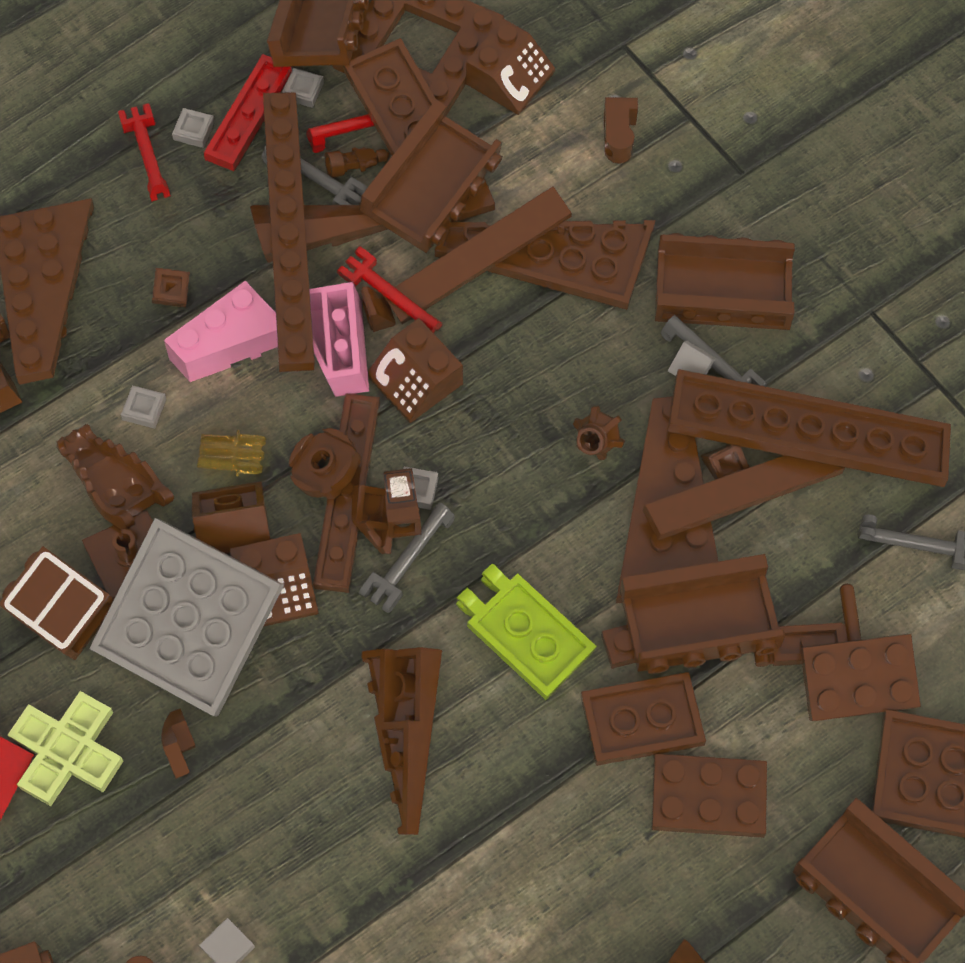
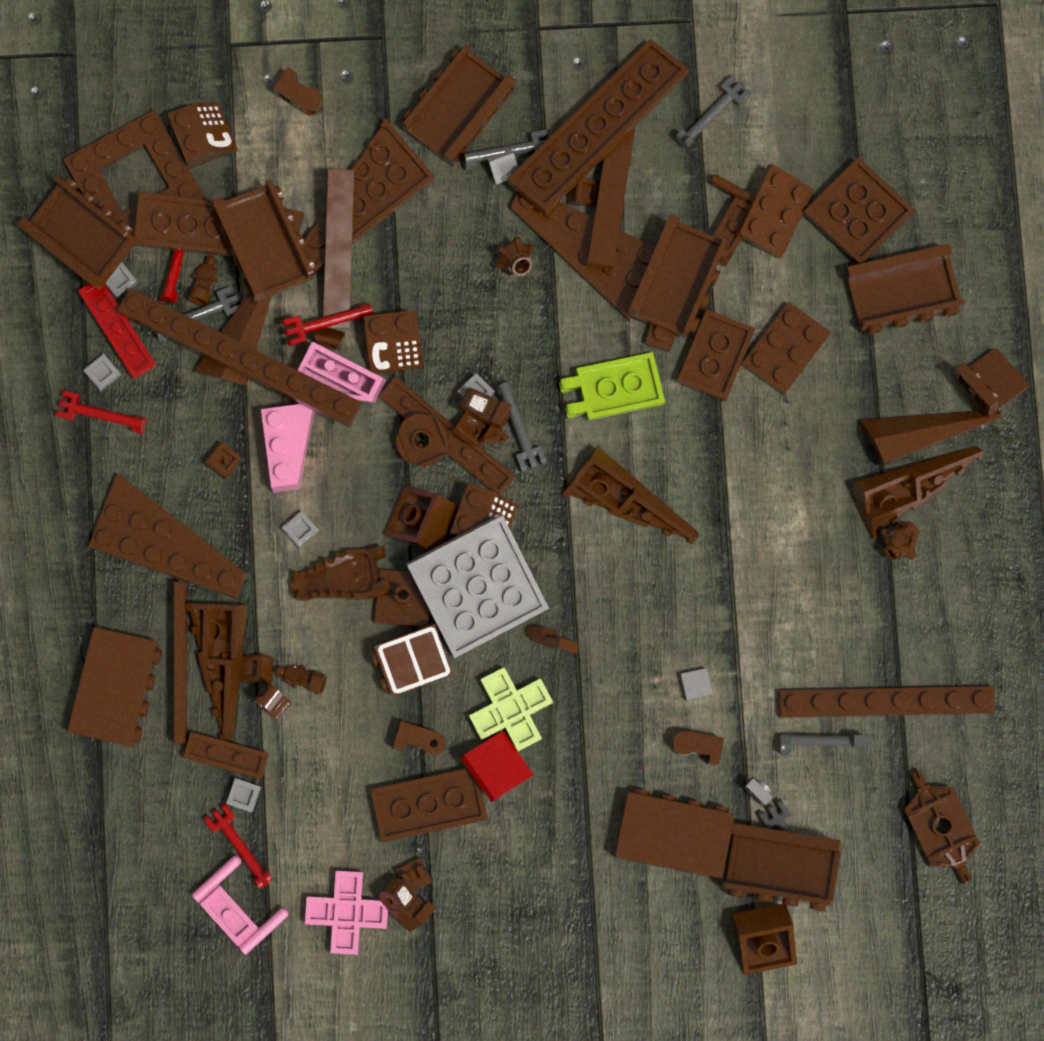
camera: 60 degrees left, 15 degrees up
(226, 452) = (376, 491): clear yellow arm -> none

